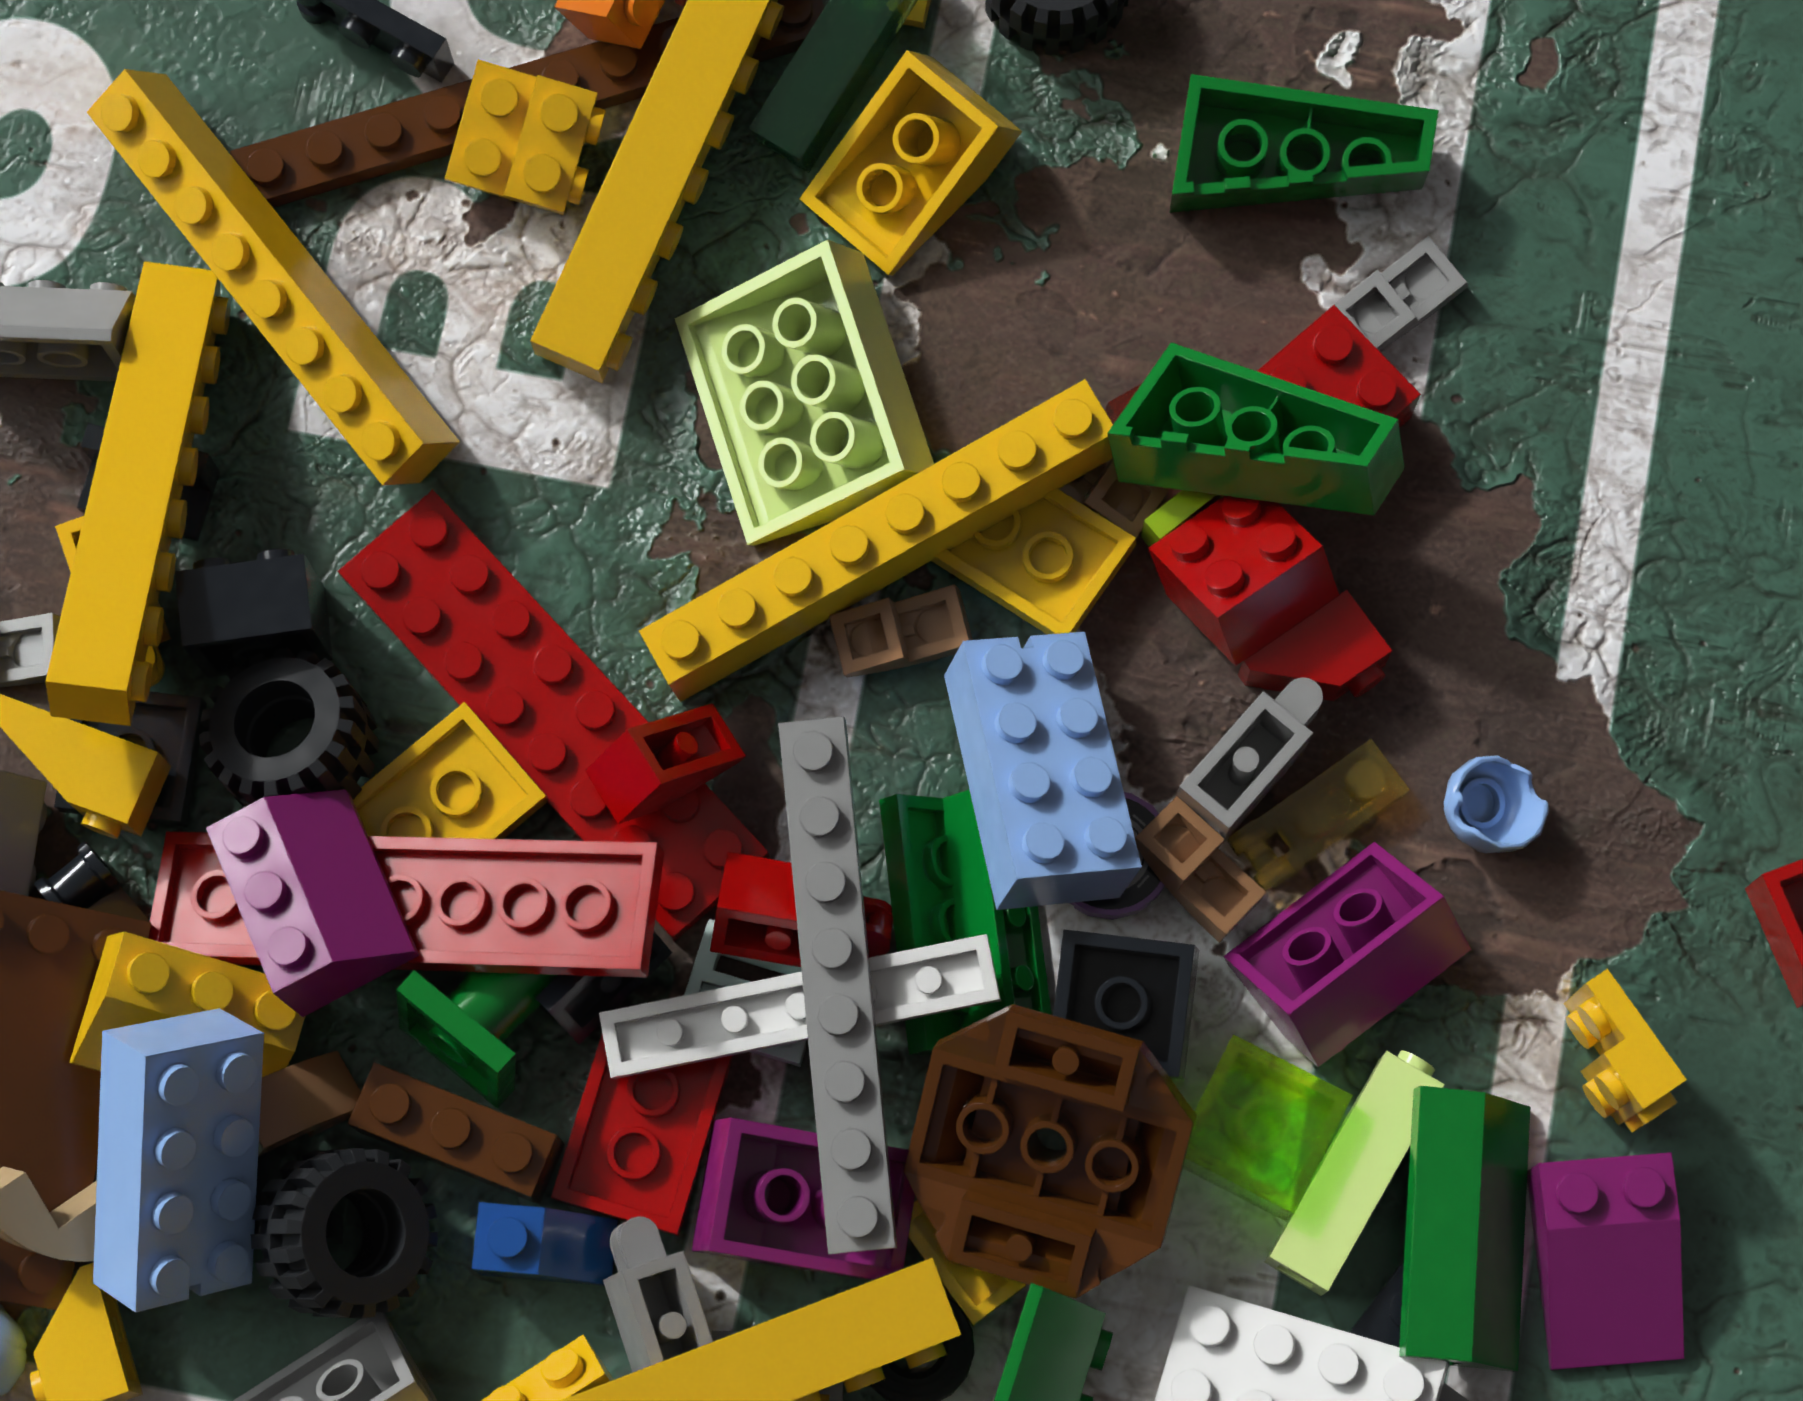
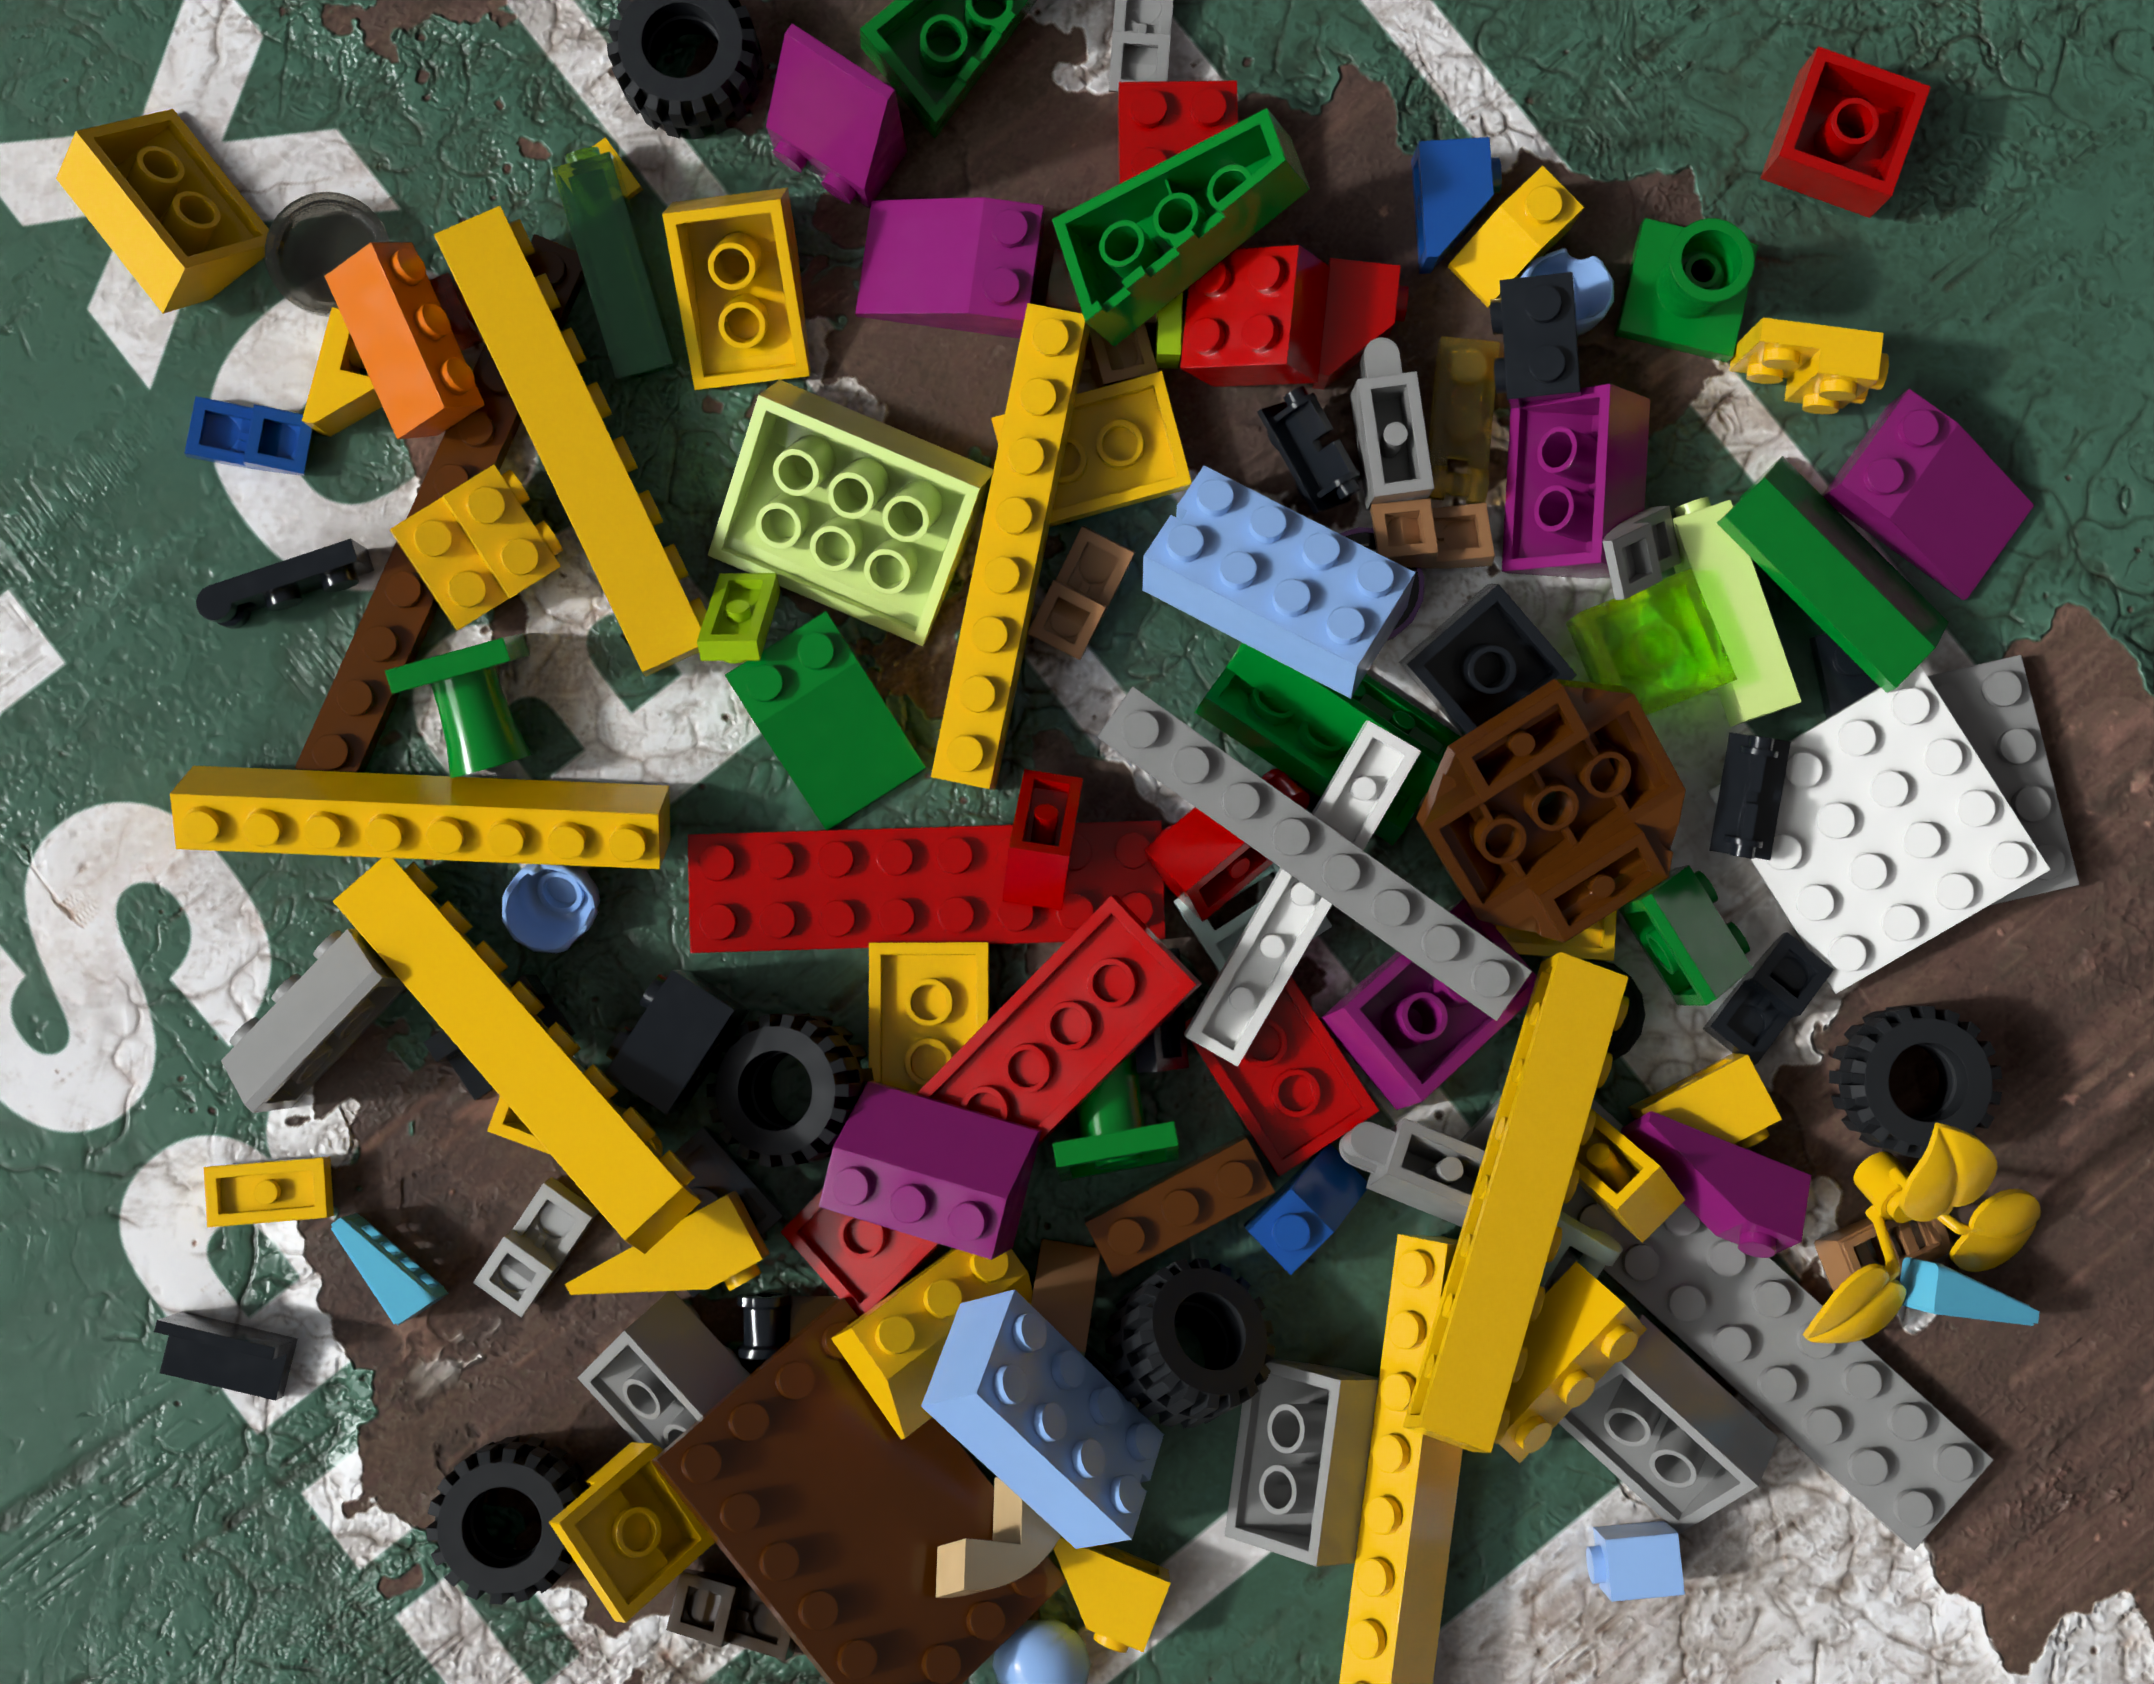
camera: 50 degrees left, 10 degrees up
(281, 430) = (549, 906): none -> light blue hair
(395, 232) = (470, 702): none -> green plant
(618, 517) = (825, 721): none -> green slope
(640, 378) = (738, 617): none -> lime plate
(1078, 306) = (952, 263): none -> magenta slope
(1099, 119) = (834, 119): none -> magenta slope
(1170, 725) = (1321, 474): none -> black hinge
(1209, 1316) = (1749, 796): none -> black hinge
(1329, 1042) = (1641, 551): none -> light grey slope
(1431, 809) = (1538, 338): none -> black bracket
(1493, 647) = (1450, 193): none -> blue slope
(1510, 722) = (1516, 235): none -> yellow slope
(1572, 924) = (1688, 287): none -> green plant

